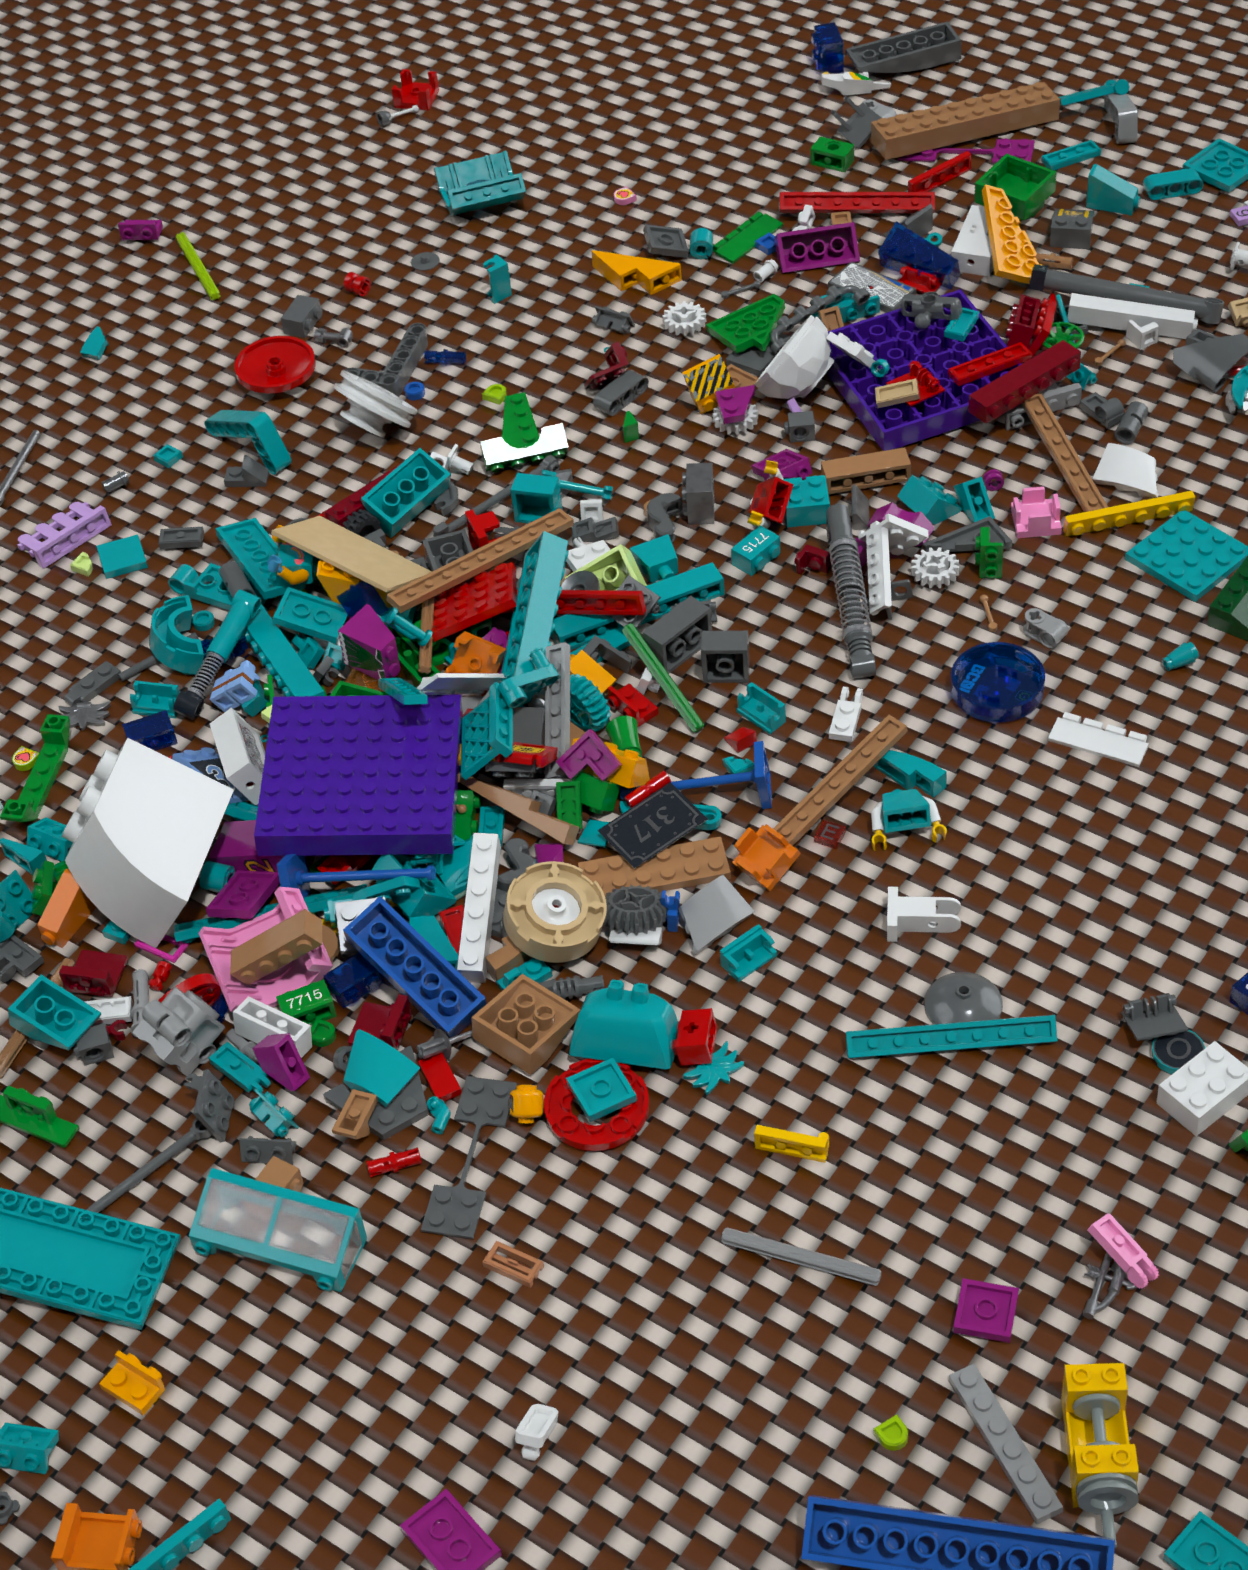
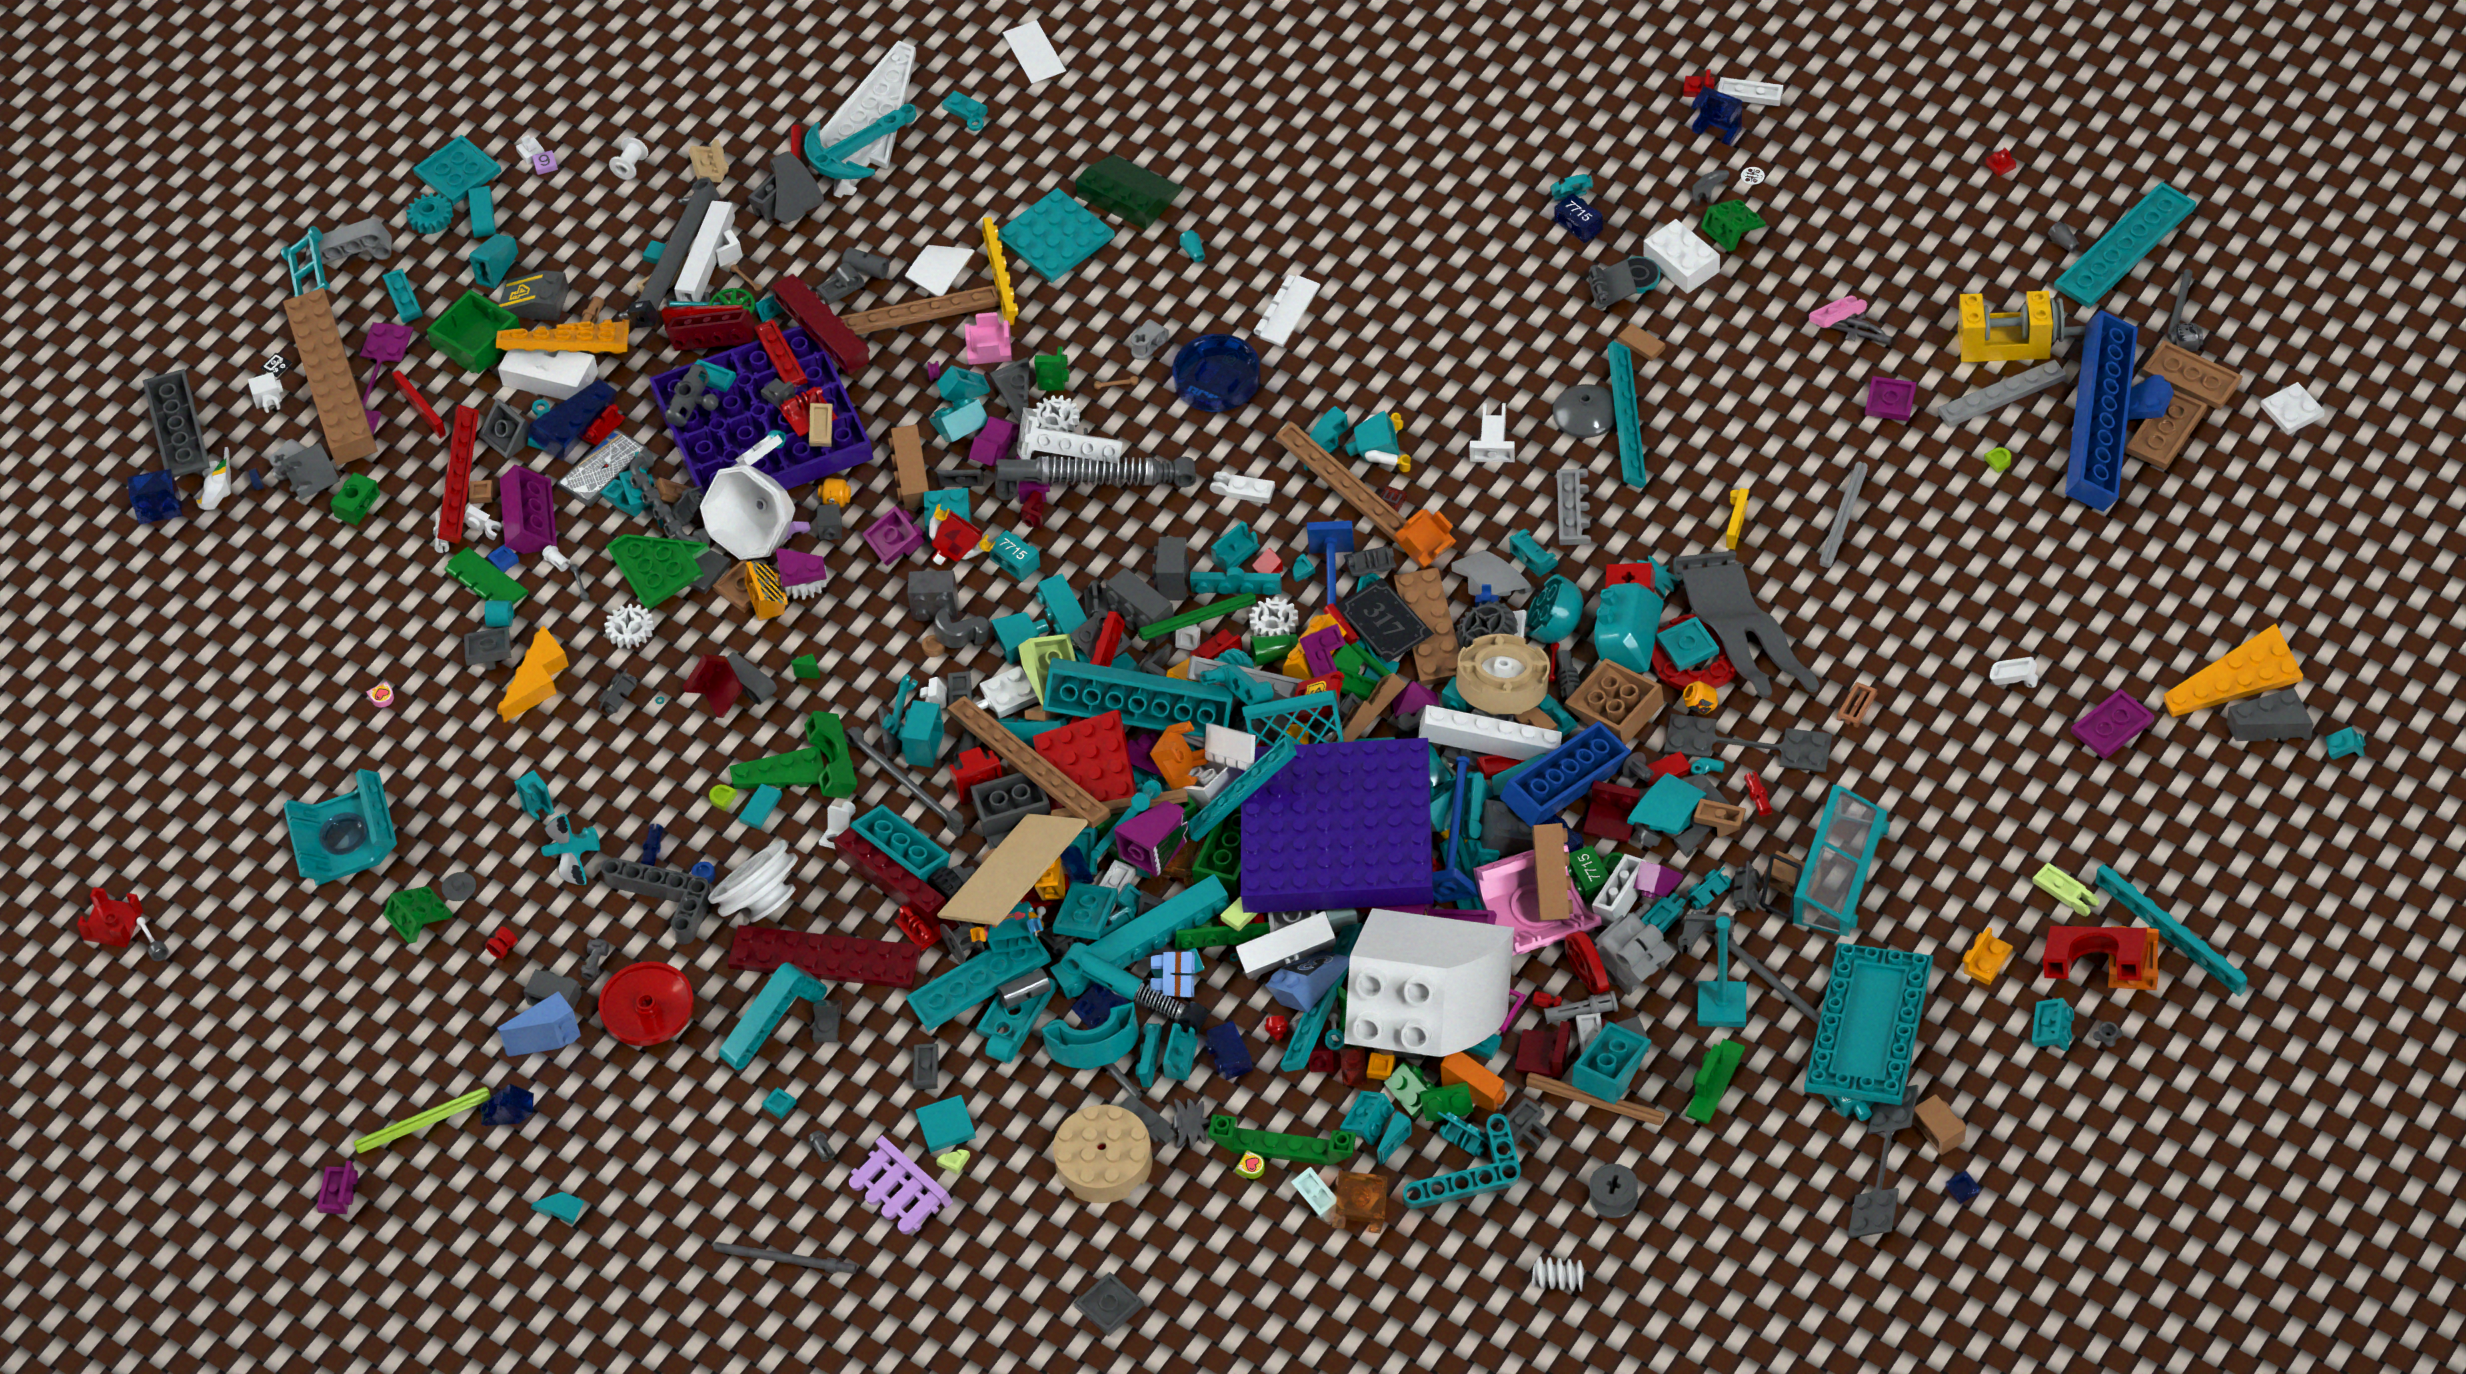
camera: 90 degrees left, 5 degrees up
(56, 652) = (1102, 1153): none -> tan piece
(94, 1523) = (2070, 942): none -> red arch
(122, 1125) = (1722, 1001): none -> teal tile
(157, 675) = (1149, 1054): none -> teal hinge
(193, 303) = (507, 1106): none -> clear blue slope
(211, 1471) = (2065, 889): none -> yellowish green hinge
(250, 1167) = (1764, 893): none -> black piece
(262, 310) = (540, 1028): none -> medium blue slope
(312, 468) = (826, 956): none -> dark red plate
(398, 237) = (412, 909): none -> green bracket
(448, 308) = (570, 848): none -> animal
(480, 416) = (760, 806): none -> teal tile
(592, 831) = (1371, 661): none -> green bar
(605, 977) = (1554, 647): none -> red hinge
(646, 1138) = (1724, 601): none -> dark grey flag
(657, 968) = (1561, 611): none -> teal cylinder
(665, 742) = (1273, 618): none -> white gear
(712, 719) = (1236, 582): none -> teal hinge
(736, 812) = (1370, 561): none -> dark grey hinge
(813, 986) = (1570, 507): none -> light grey hinge
(837, 427) = (834, 492): none -> light orange head
(856, 98) = (256, 479): none -> dark blue tile
(939, 365) = (777, 392): none -> dark grey bracket
(950, 91) = (266, 391): none -> white brick
(1069, 1054) = (1641, 342): none -> medium nougat tile
(1166, 155) = (429, 214): none -> teal gear

